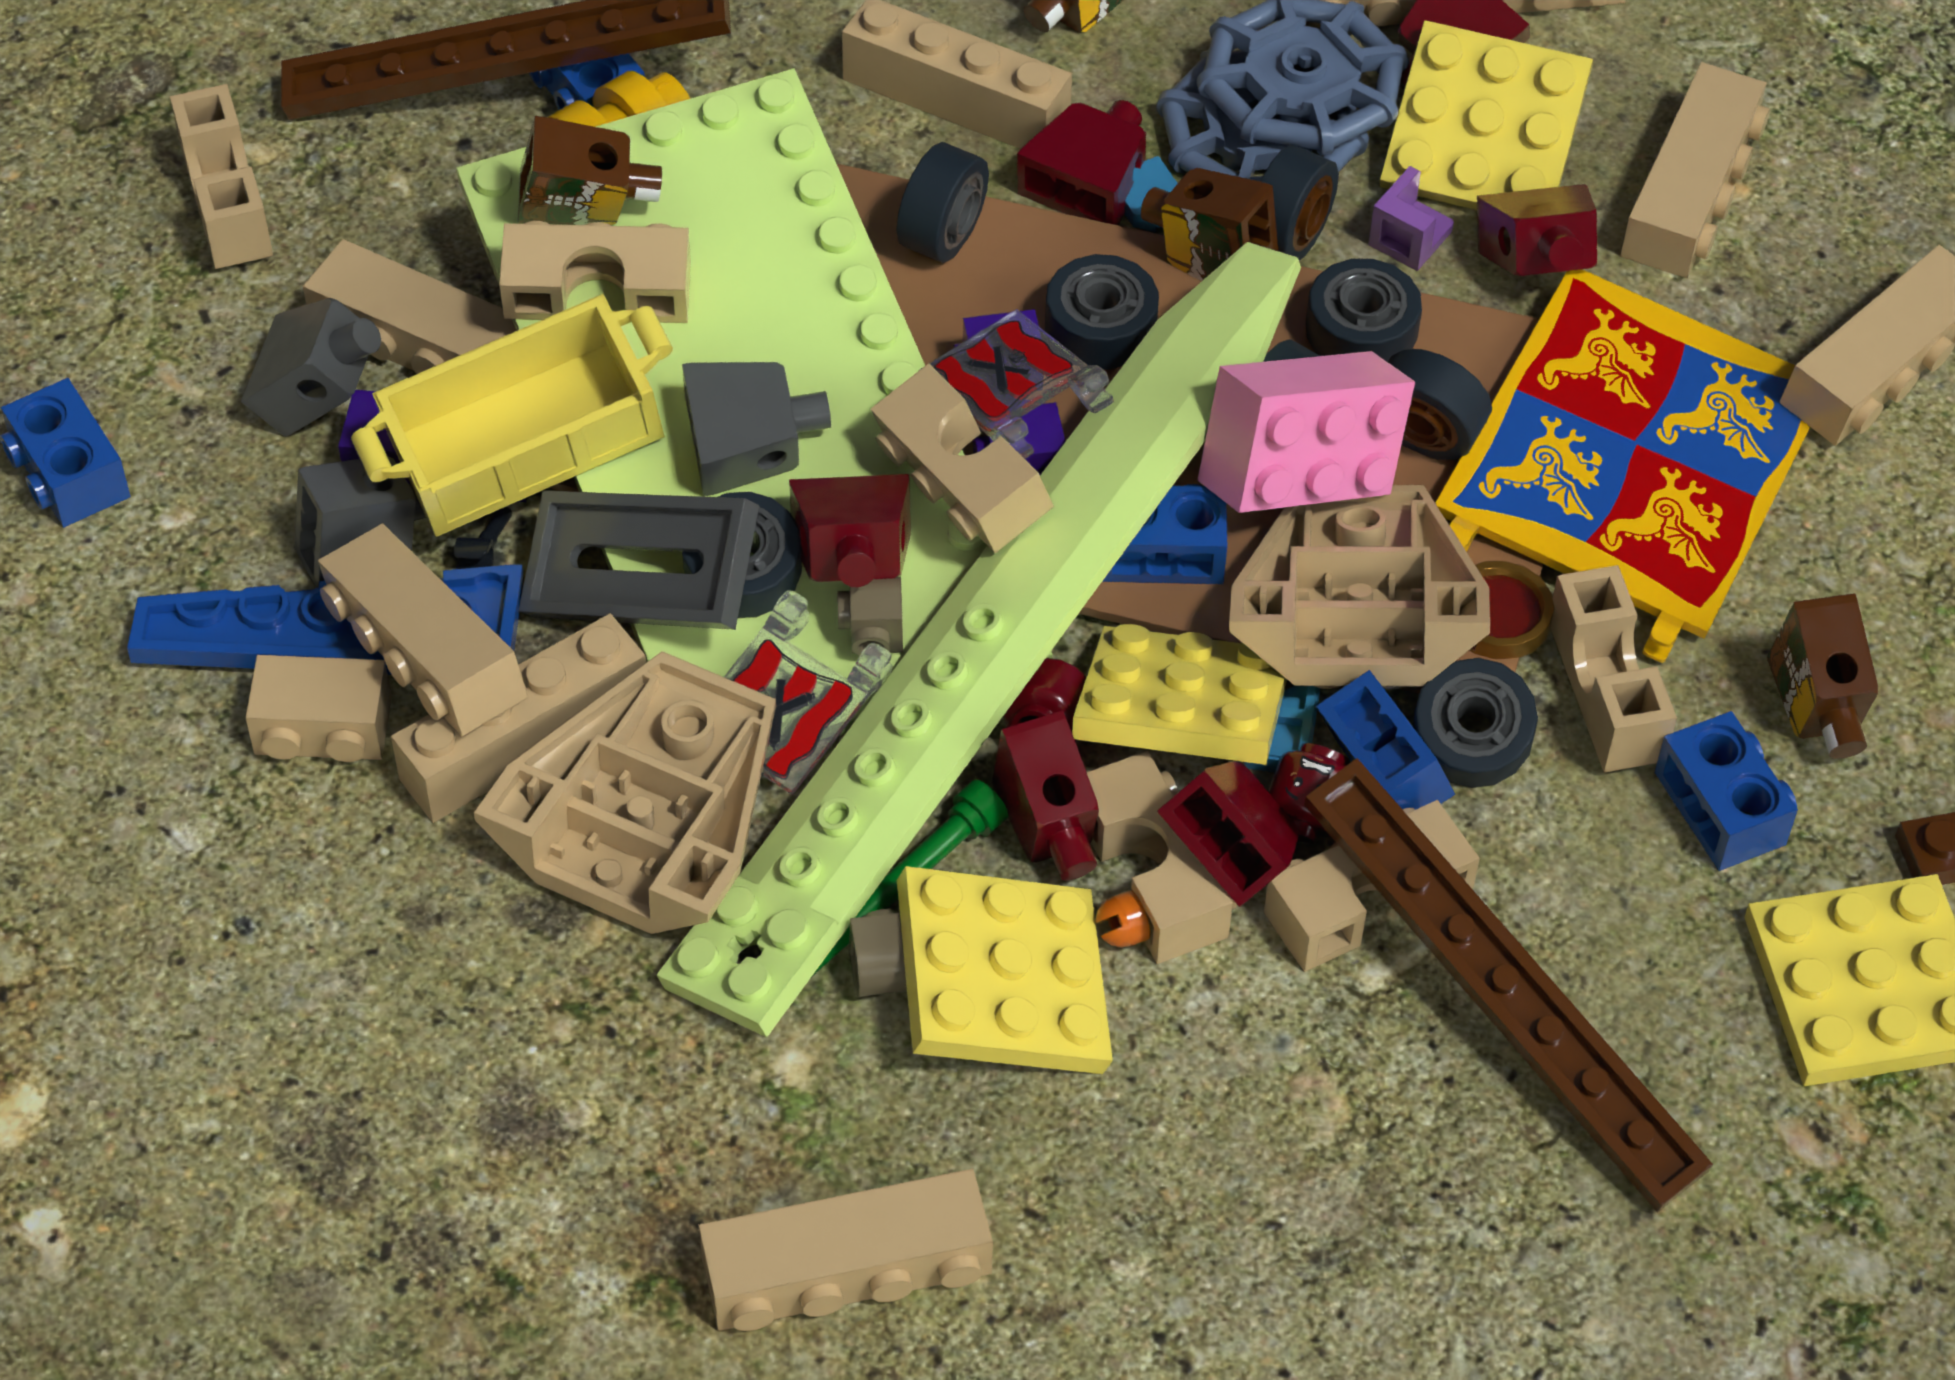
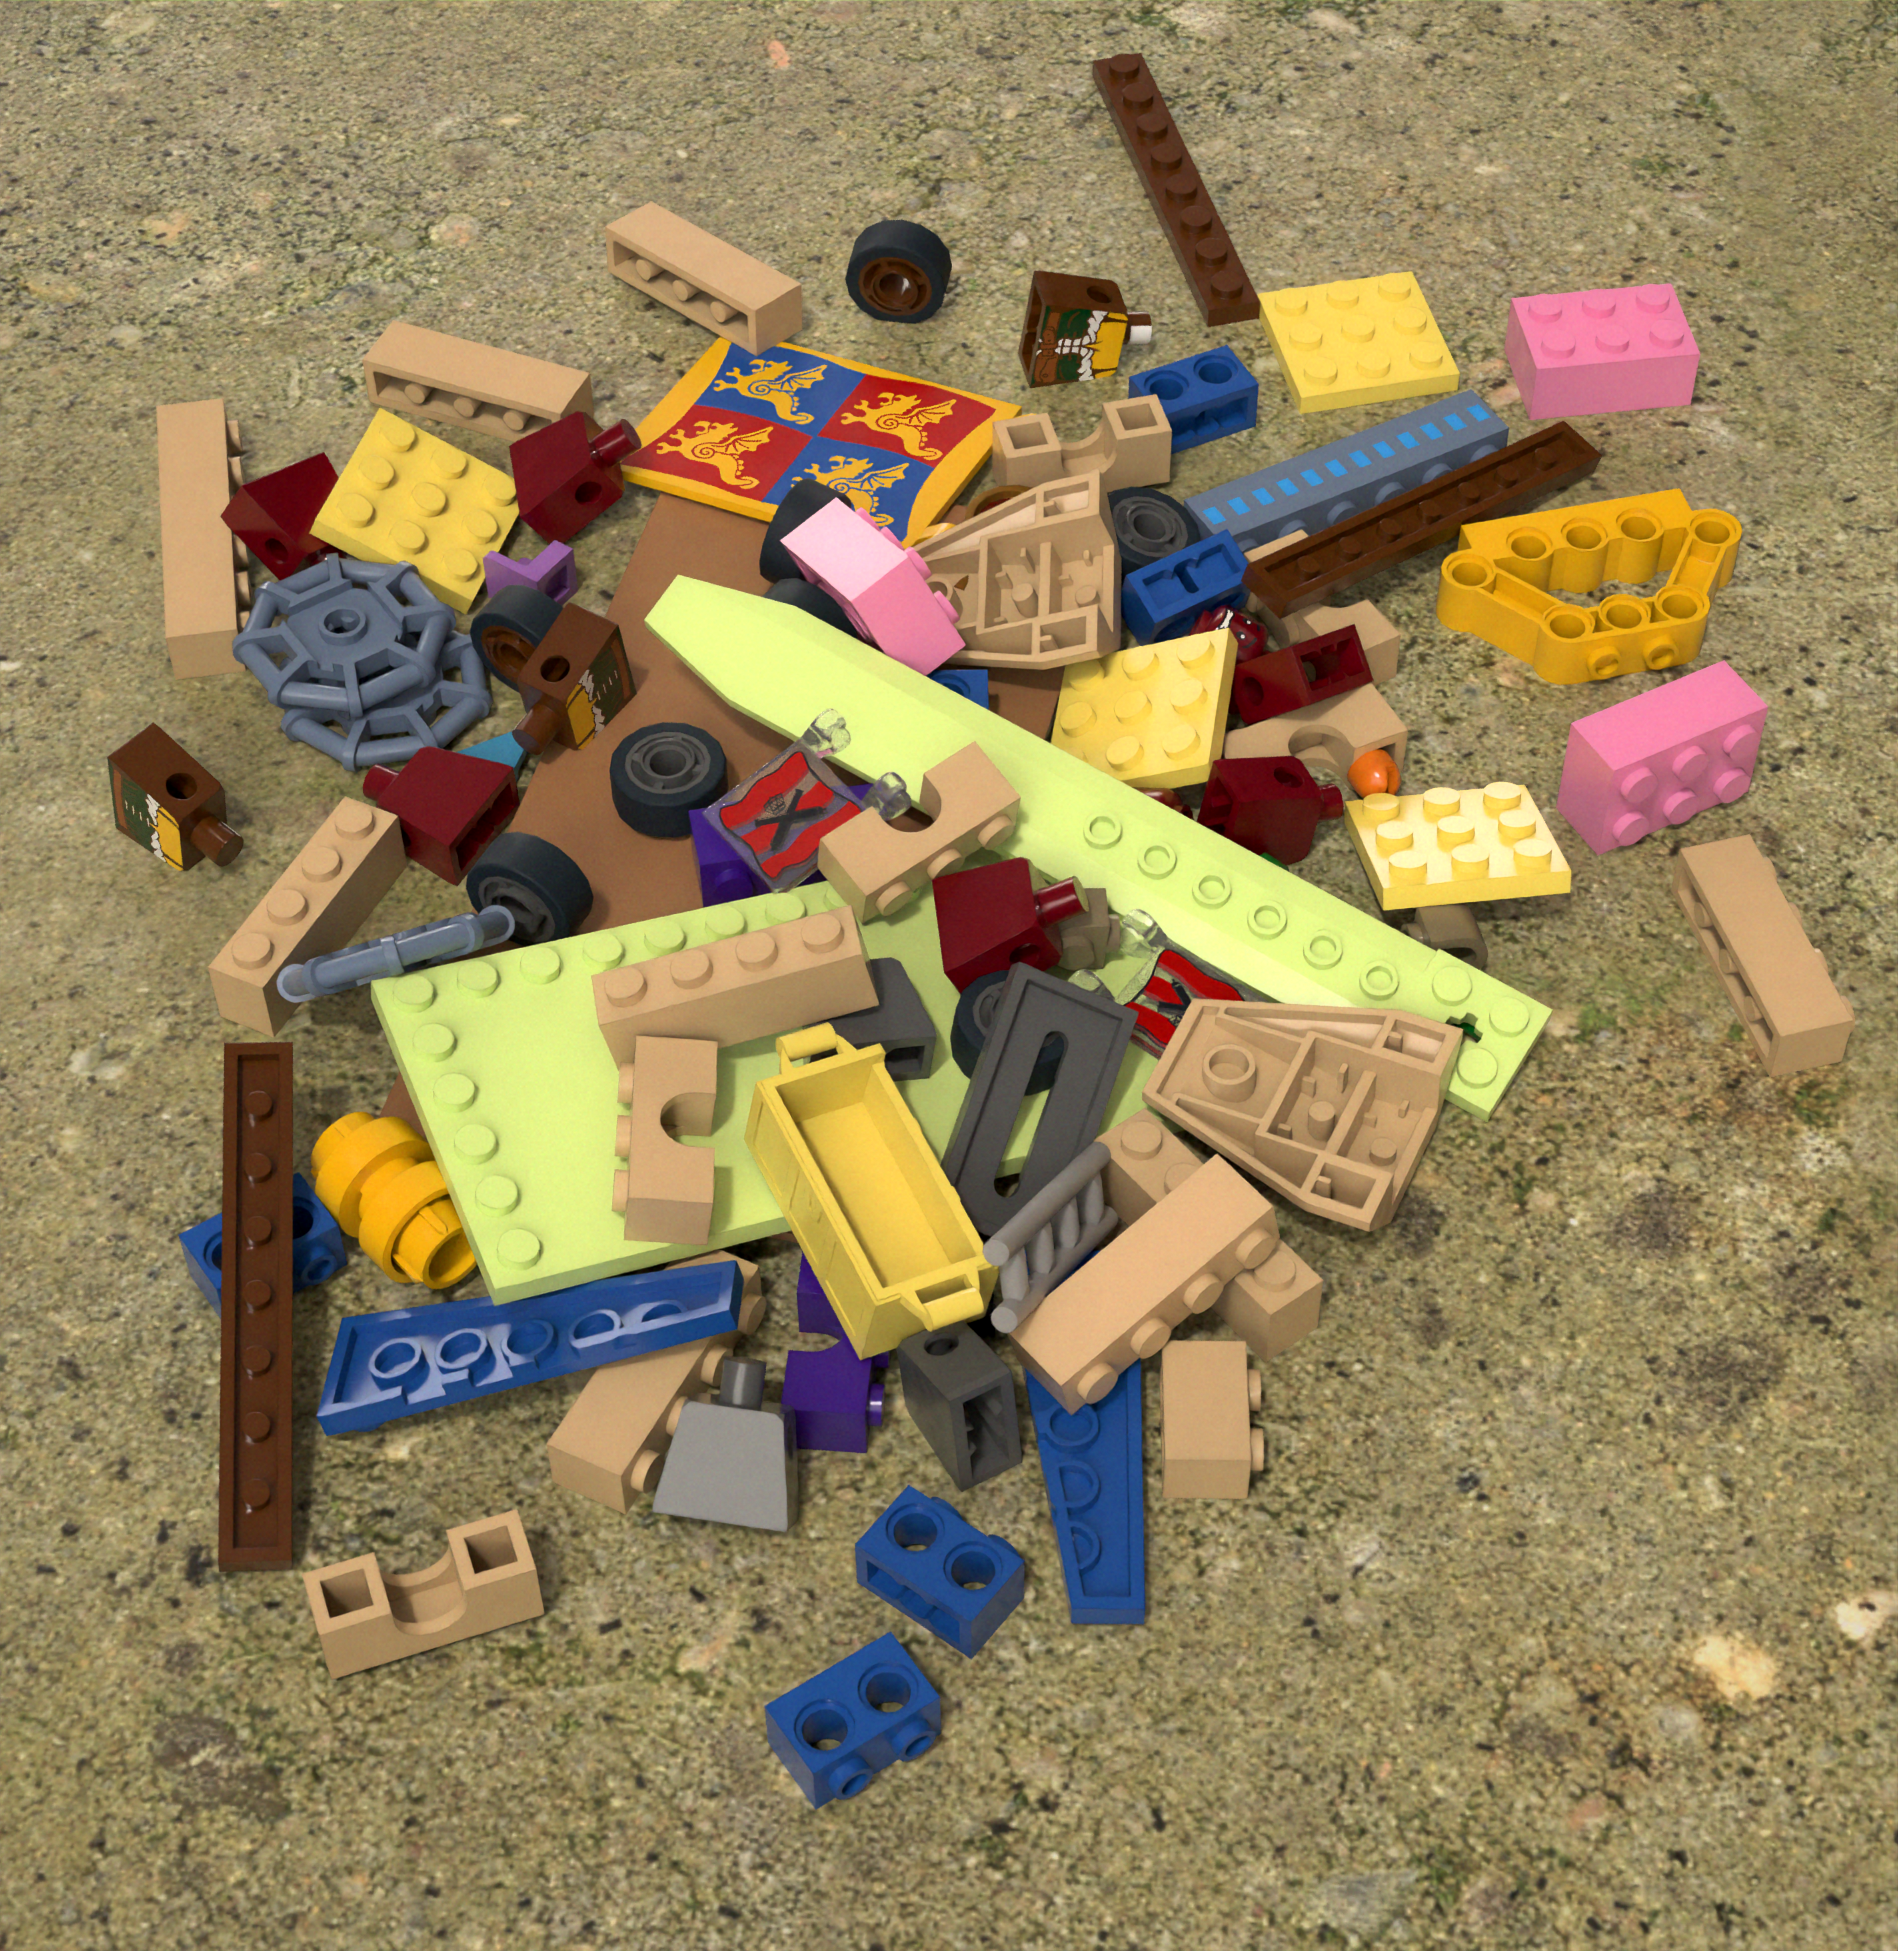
camera: 90 degrees left, 5 degrees down
(195, 512) = (929, 1580): none -> blue brick
(438, 232) = (469, 1348): none -> blue wing
(468, 520) = (1033, 1228): none -> light grey bar
(580, 174) = (563, 1113): reddish brown torso -> none
(734, 296) = (740, 985): none -> tan brick
(857, 102) = (395, 954): none -> sand blue plate
(1111, 1170) = (1661, 757): none -> bright pink brick
(1363, 309) = (645, 580): wheel -> none
(1411, 1258) = (1508, 564): none -> yellow brick
(1591, 932) = (1350, 473): none -> sand blue brick
(1853, 1225) = (1601, 351): none -> bright pink brick
(1904, 509) = (898, 271): none -> black wheel

